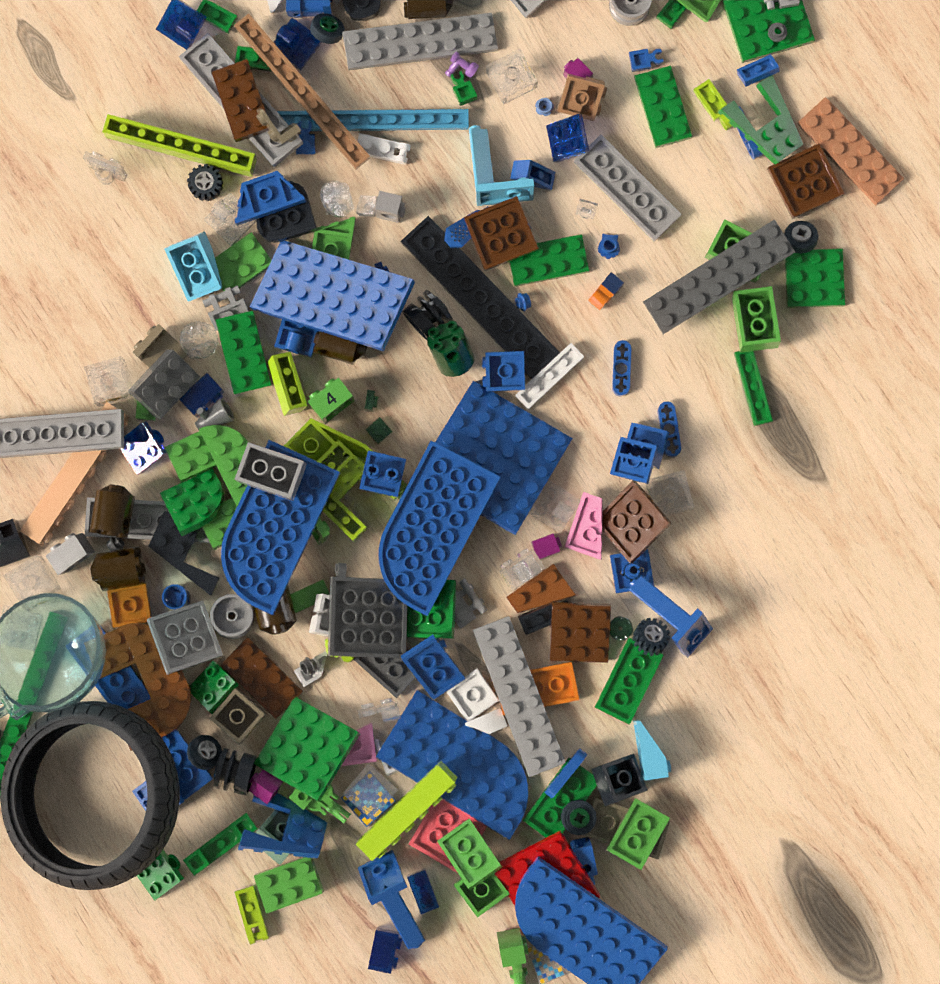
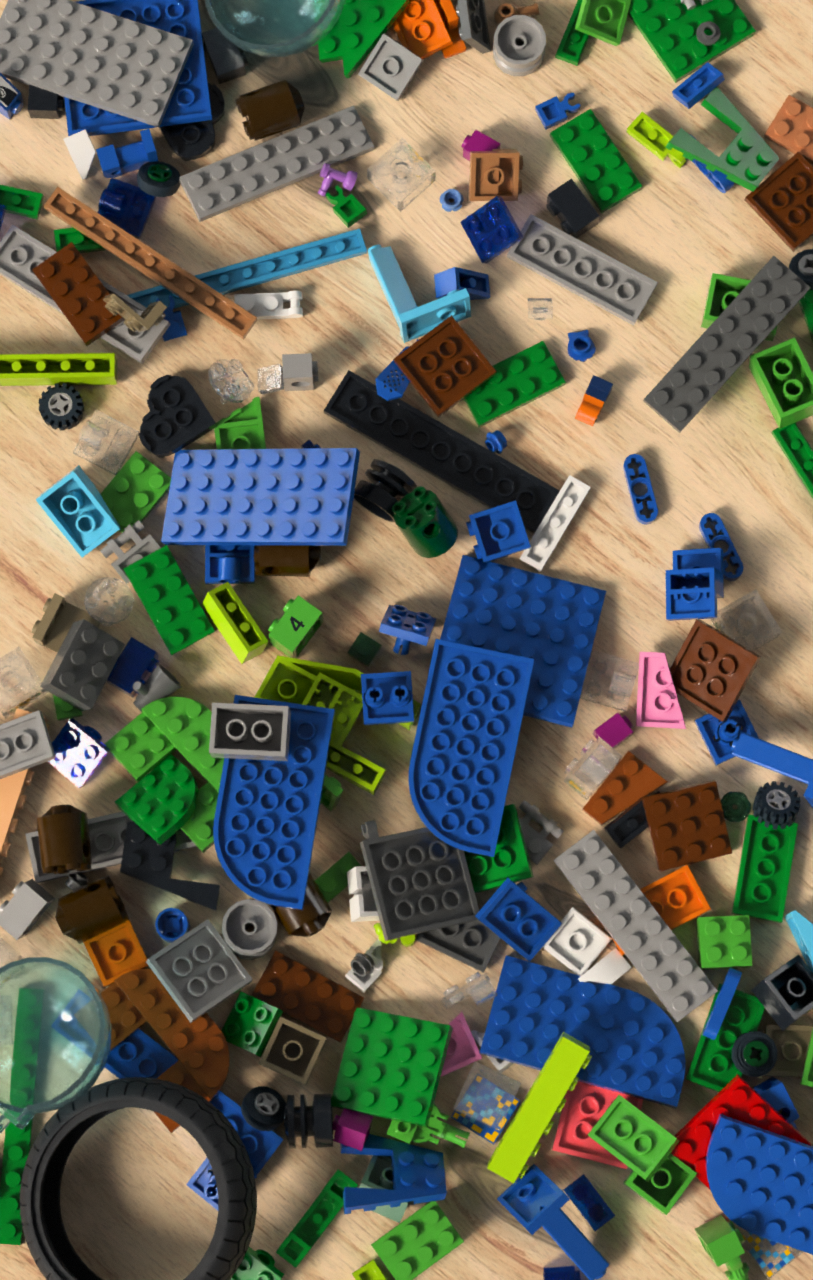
camera: 15 degrees left, 5 degrees down
(266, 196) = (142, 402): blue wing -> none
(371, 401) = (345, 615): clear green plate -> none
(414, 423) = (407, 627): none -> blue plate
(581, 727) = (724, 942): none -> bright green brick
(634, 139) = (572, 209): none -> black brick

